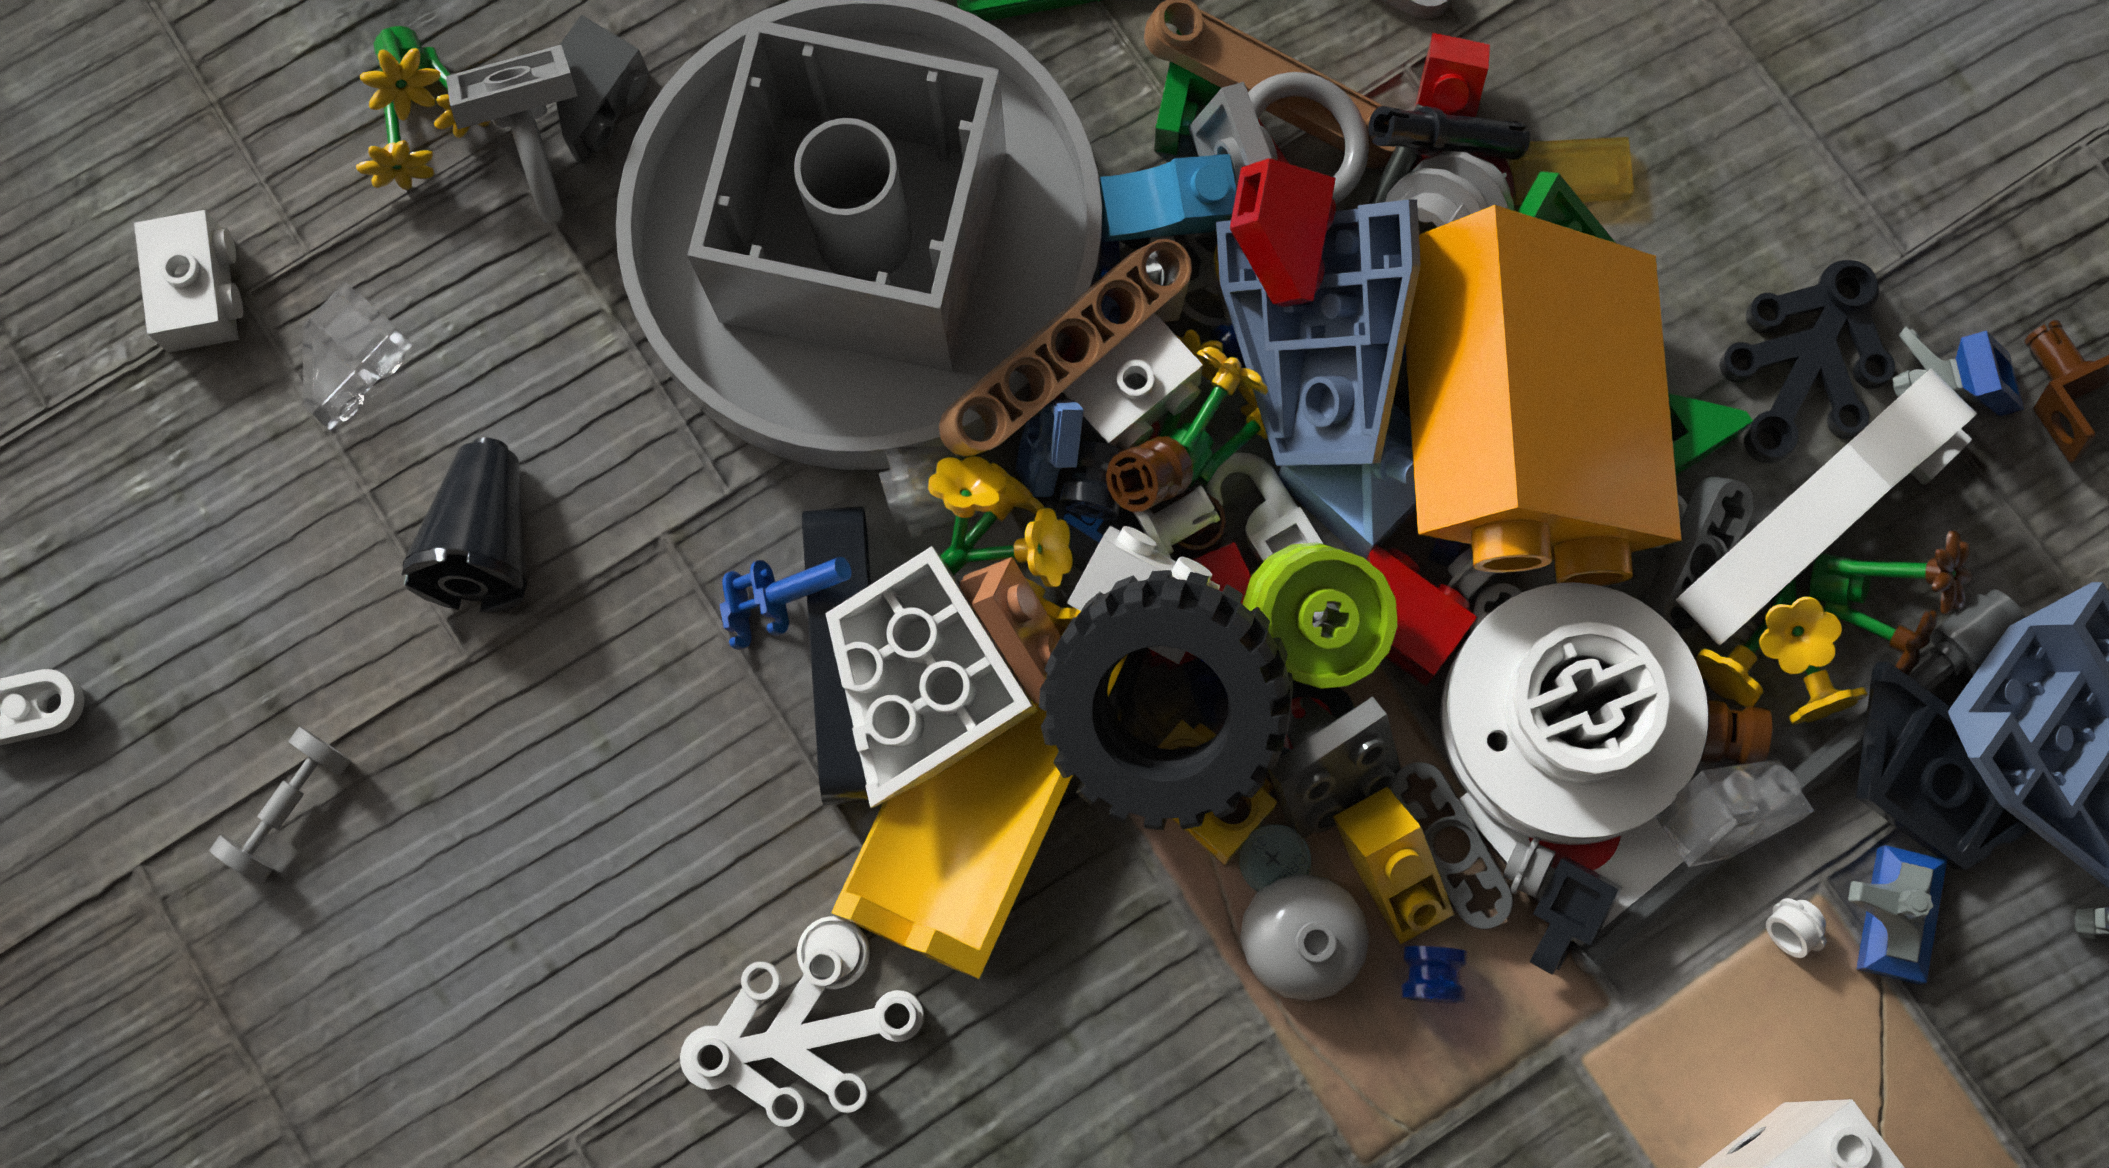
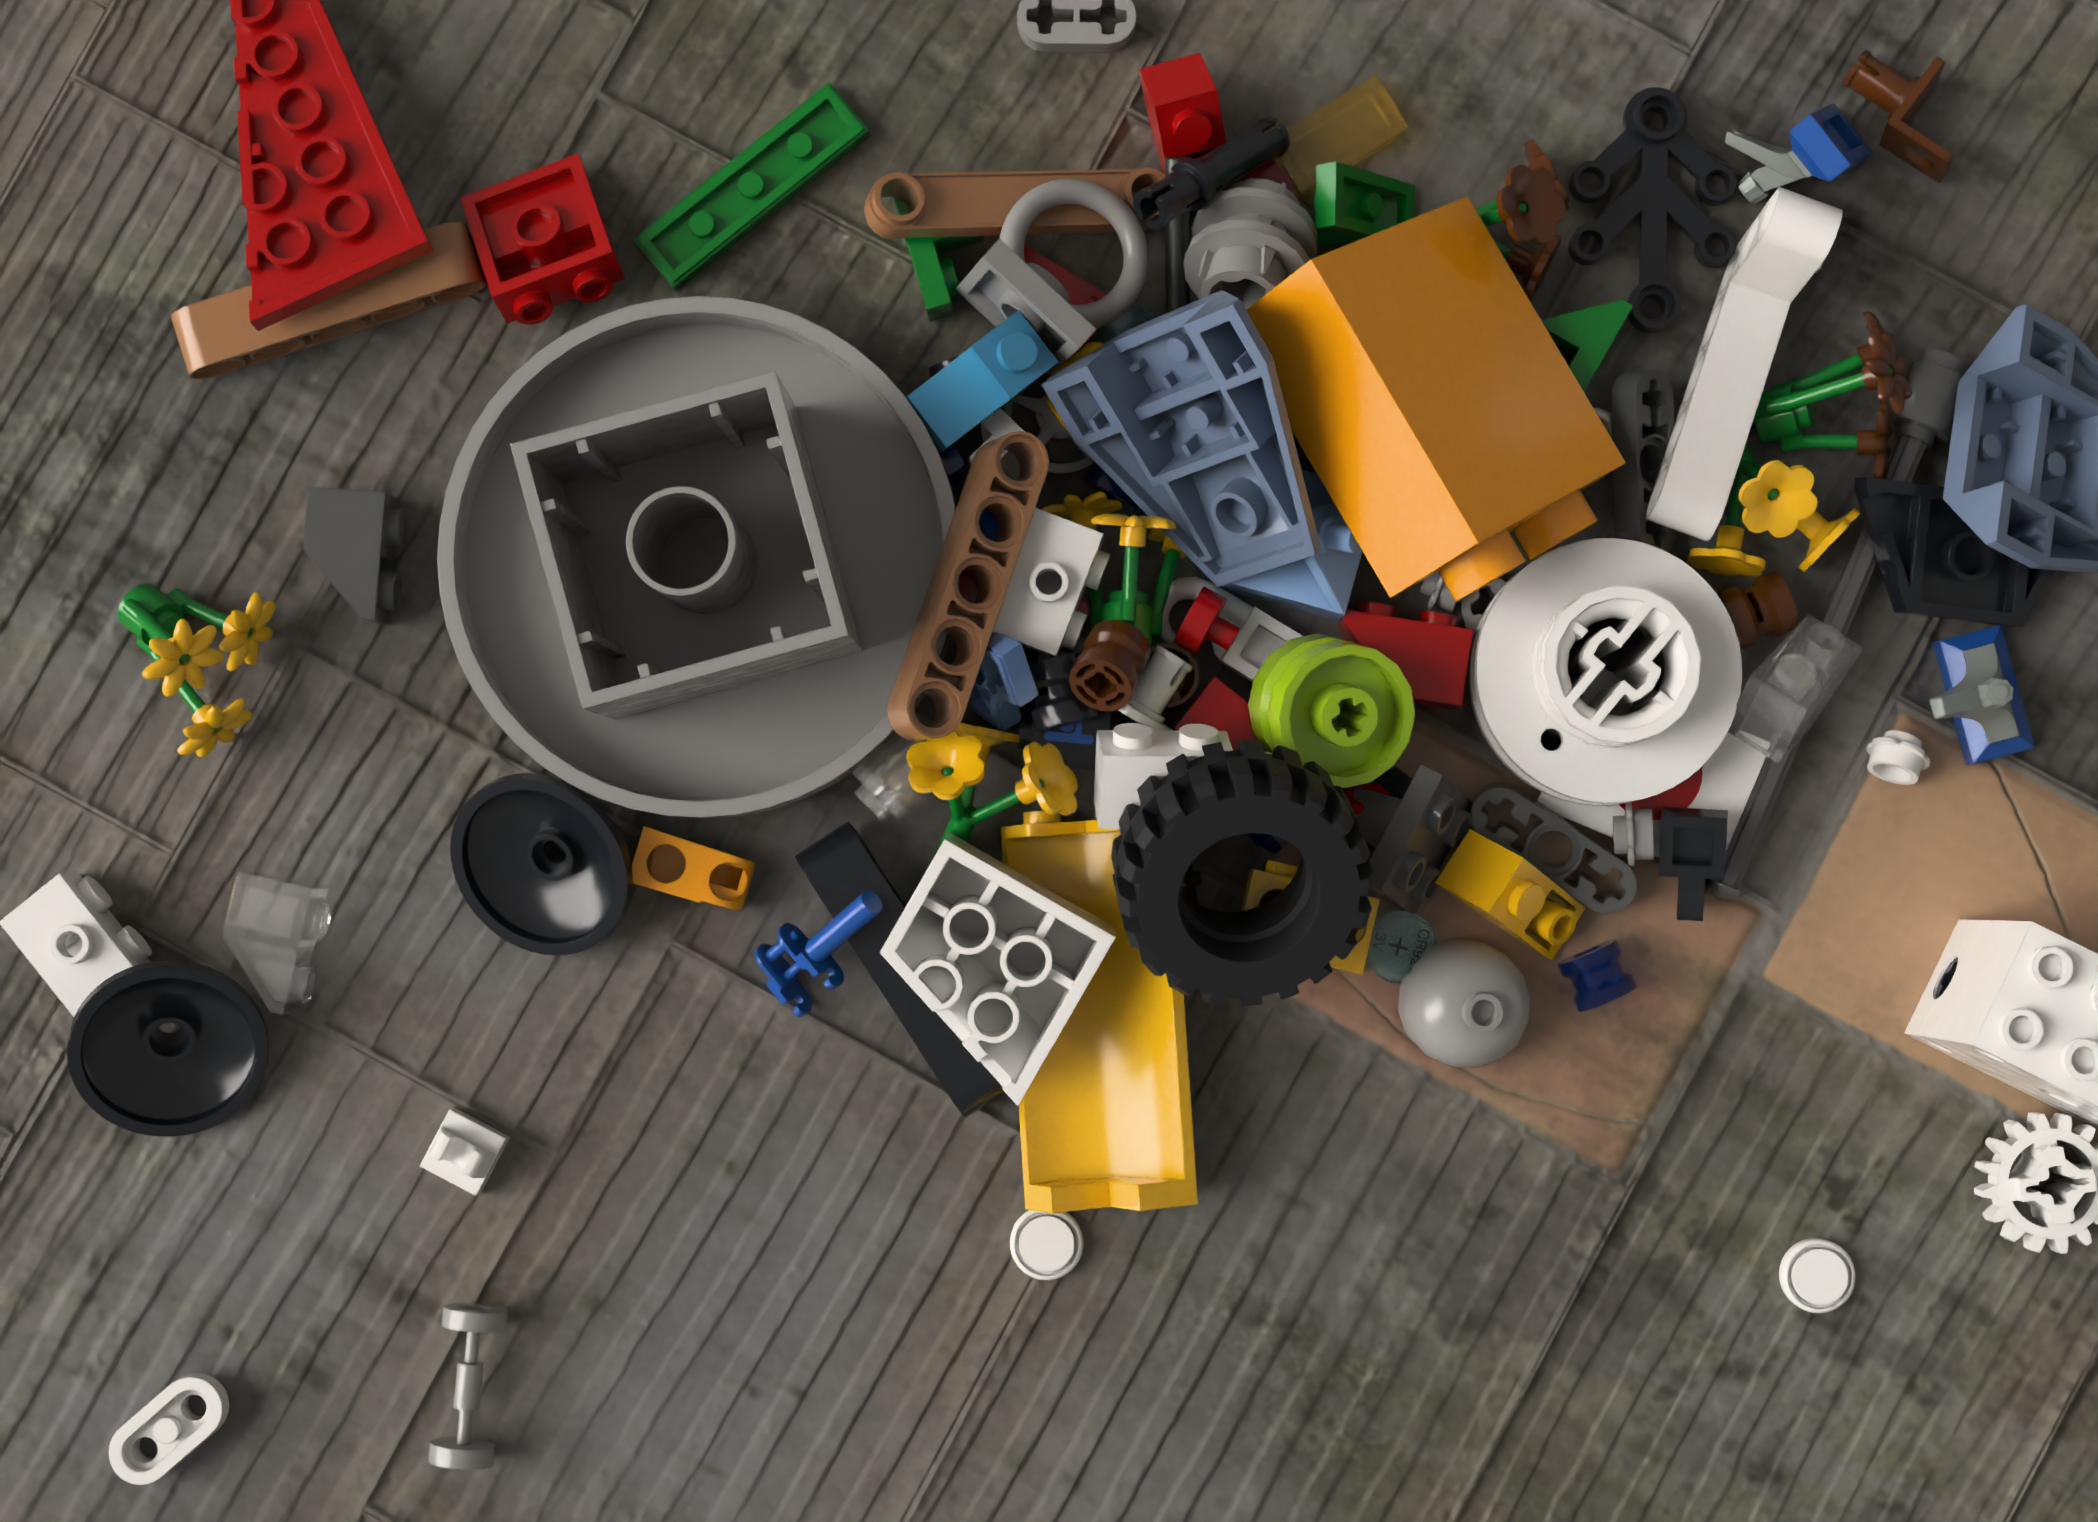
camera: 25 degrees left, 10 degrees up
(176, 413) = (163, 1079): none -> black dish
(393, 613) = (464, 1151): none -> white tile
(472, 533) = (498, 1040): black cone -> none
(514, 97) = (299, 609): light grey tile -> none
(570, 398) = (523, 882): none -> black dish
(710, 476) = (691, 870): none -> light orange leg
(790, 1038) = (1053, 1341): white plant -> none
(1013, 620) = (1058, 866): nougat bracket -> none
(1249, 492) = (1204, 623): none -> red tile
(1282, 227) = (1115, 370): red slope -> none
(1706, 287) = (1530, 209): none -> reddish brown plant

